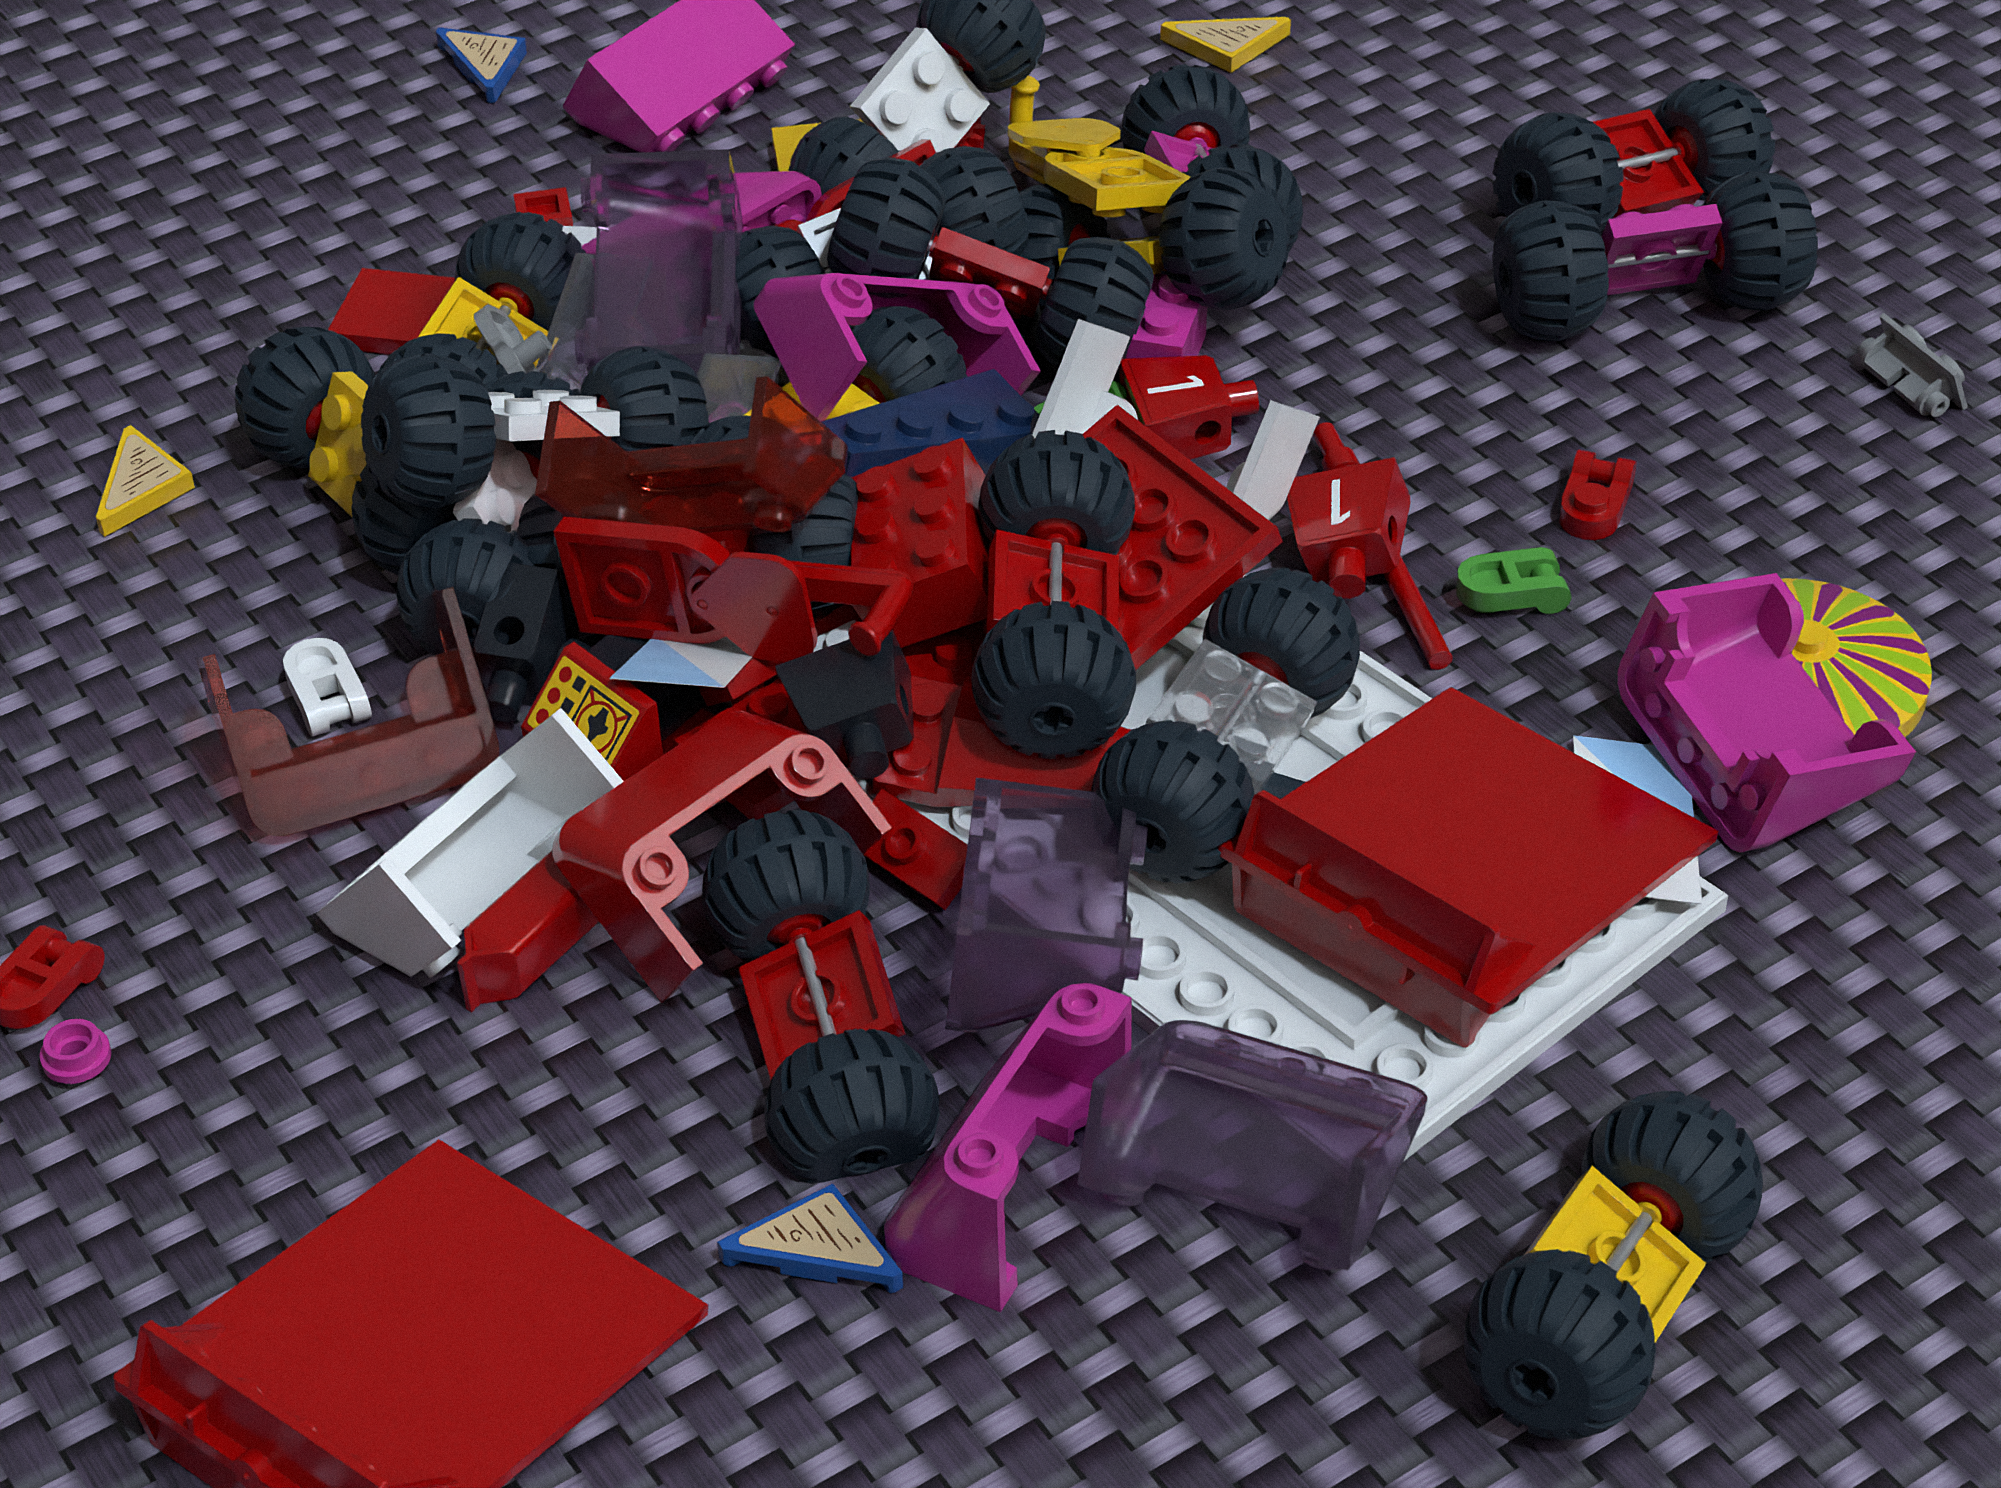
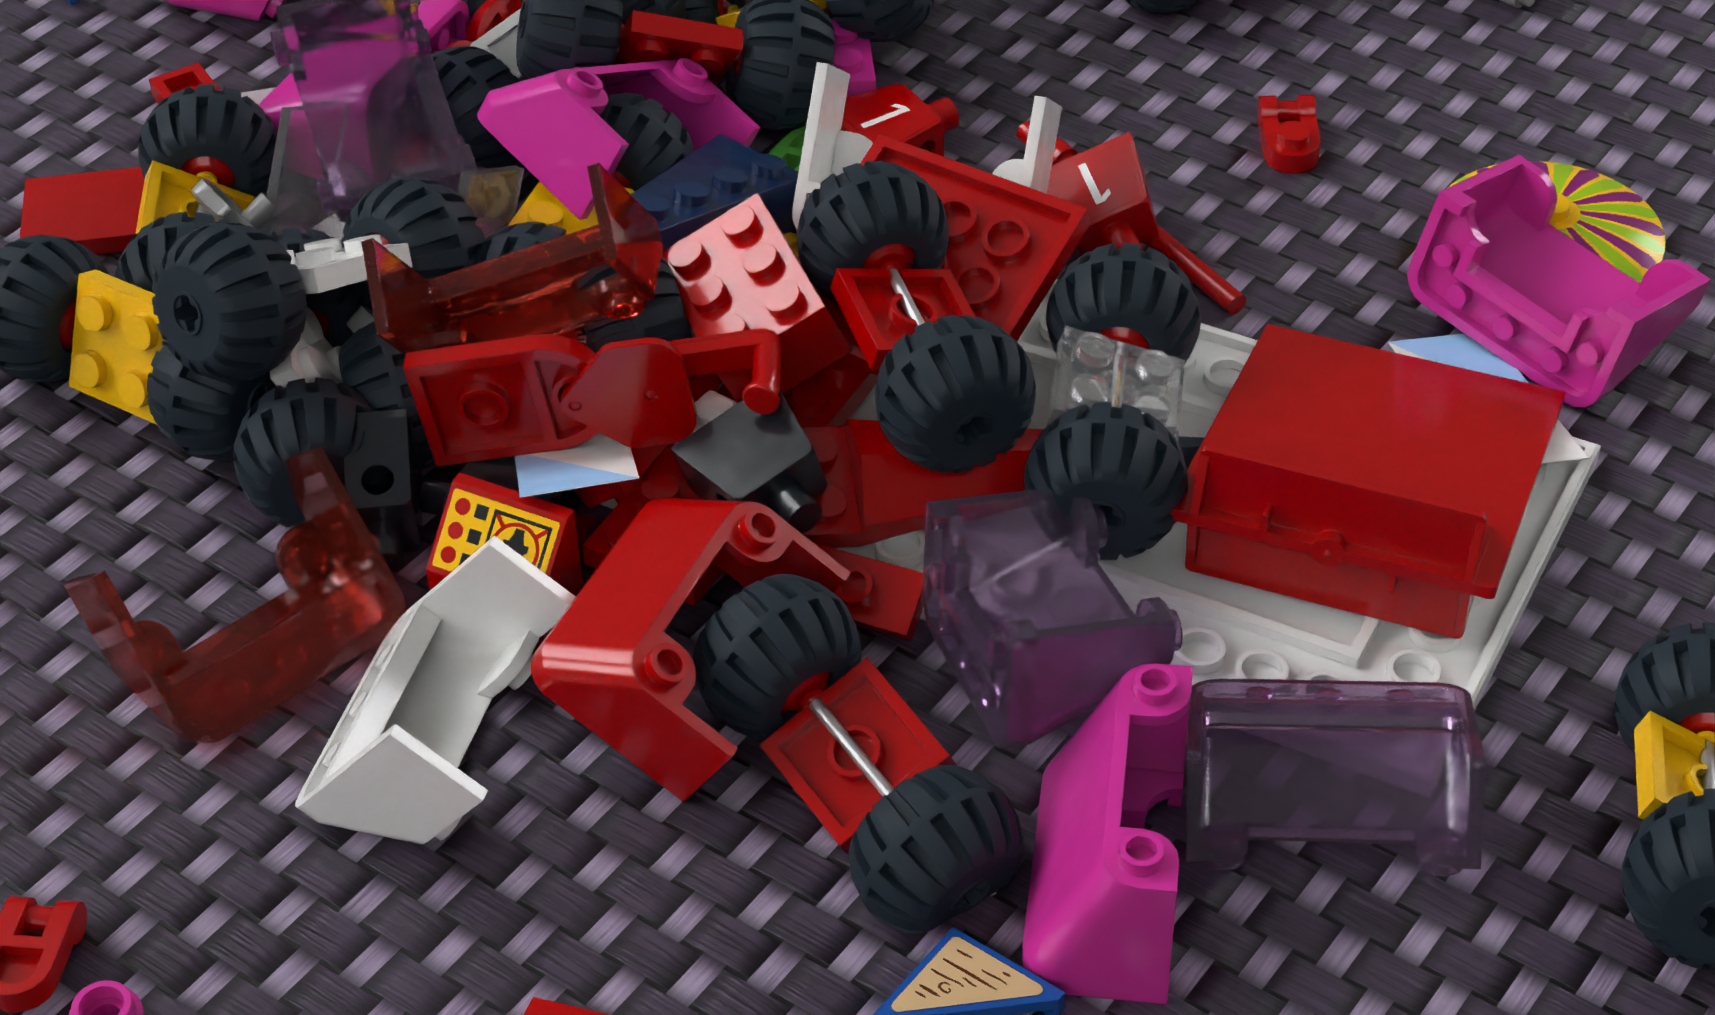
camera: 20 degrees left, 0 degrees up
(320, 669) = (177, 568): white plate -> none
(522, 935) = (524, 765): red piece -> none
(1513, 581) = (1264, 222): bright green plate -> none

